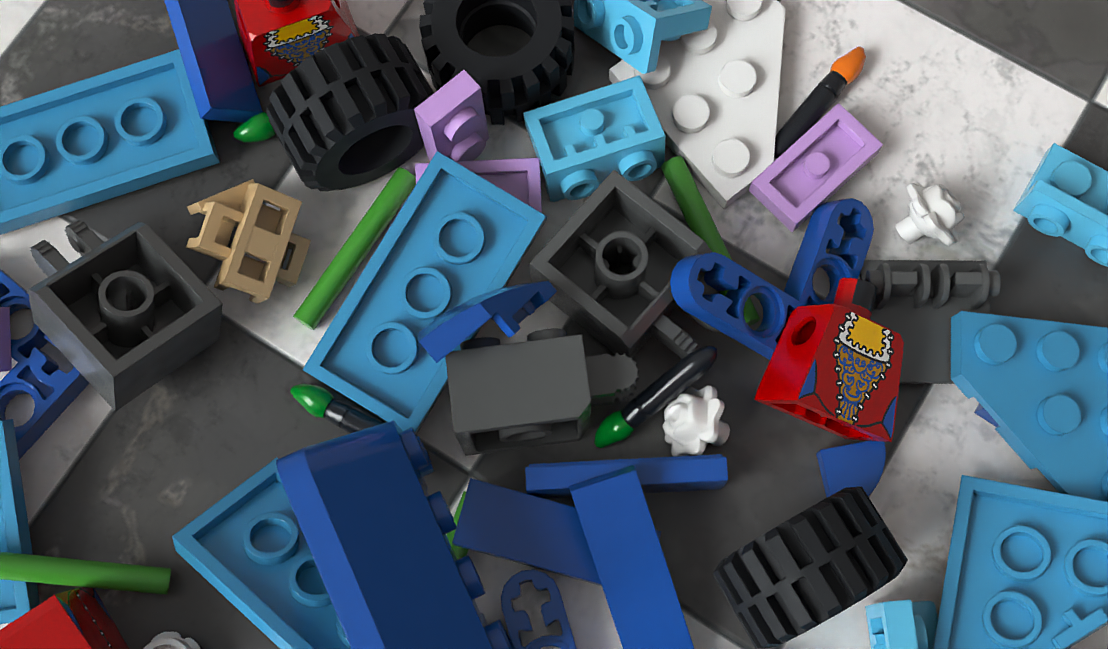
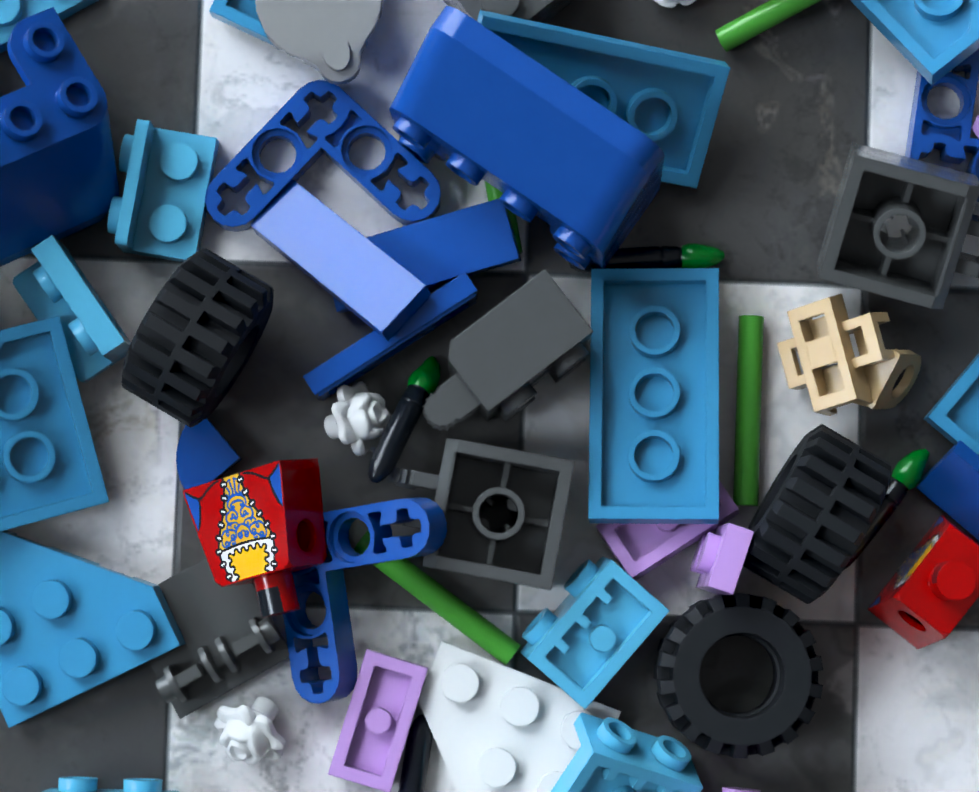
camera: 140 degrees right, 10 degrees up
(504, 306) = (591, 378): blue slope -> none

